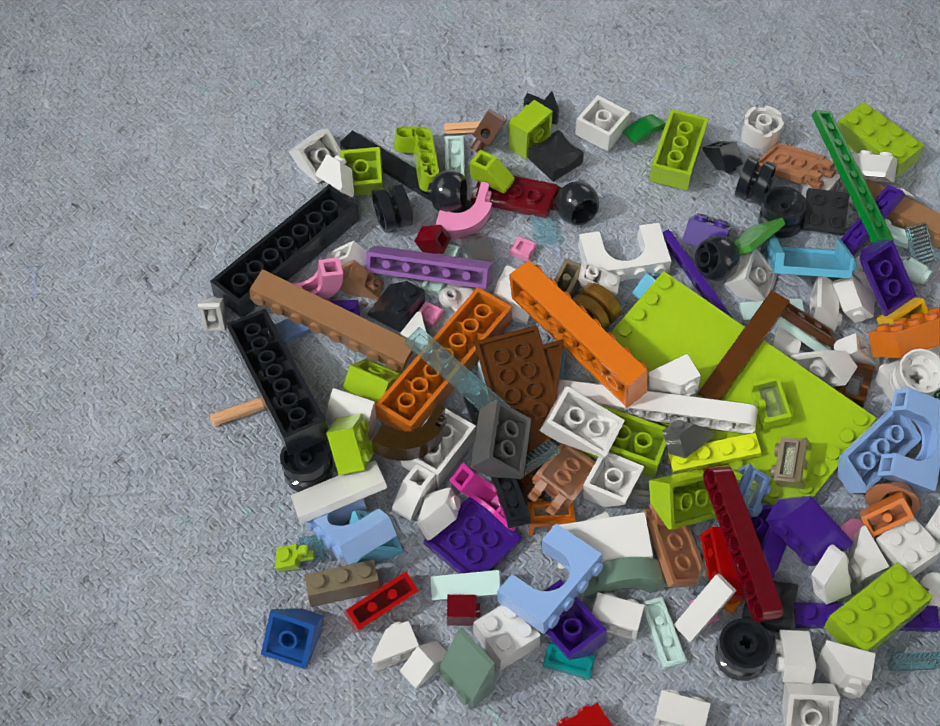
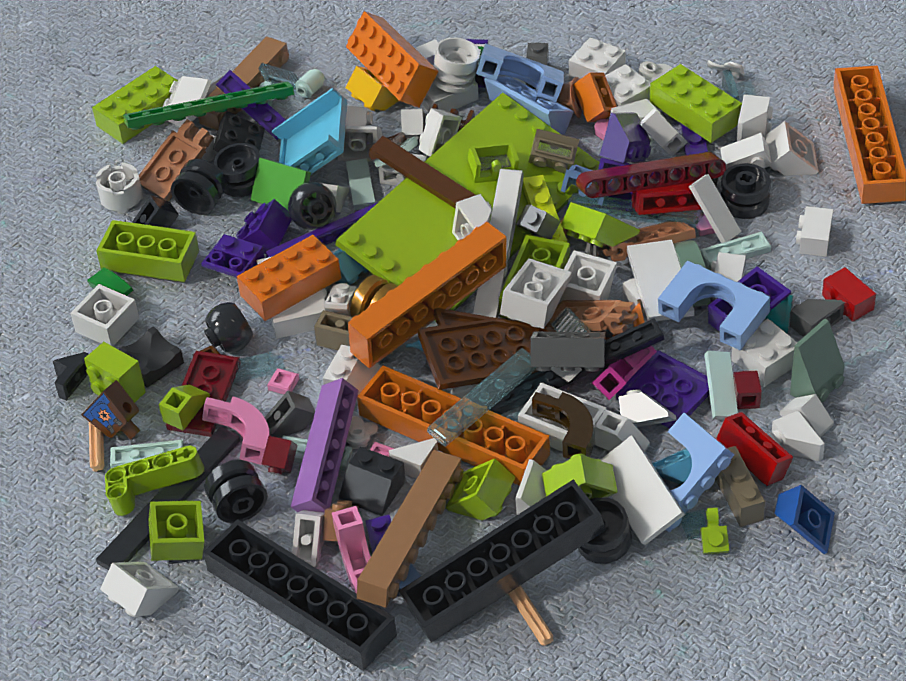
camera: 90 degrees left, 10 degrees down
(212, 314) = (397, 655): white slope -> none
(336, 174) = (195, 538): white slope -> none
(448, 191) = (218, 434): black wheel -> none
(552, 689) = (812, 311): none -> dark grey slope
(624, 239) = (289, 277): none -> orange brick
(663, 207) = (233, 256): none -> dark purple slope
(887, 275) = (316, 82): dark purple slope -> none

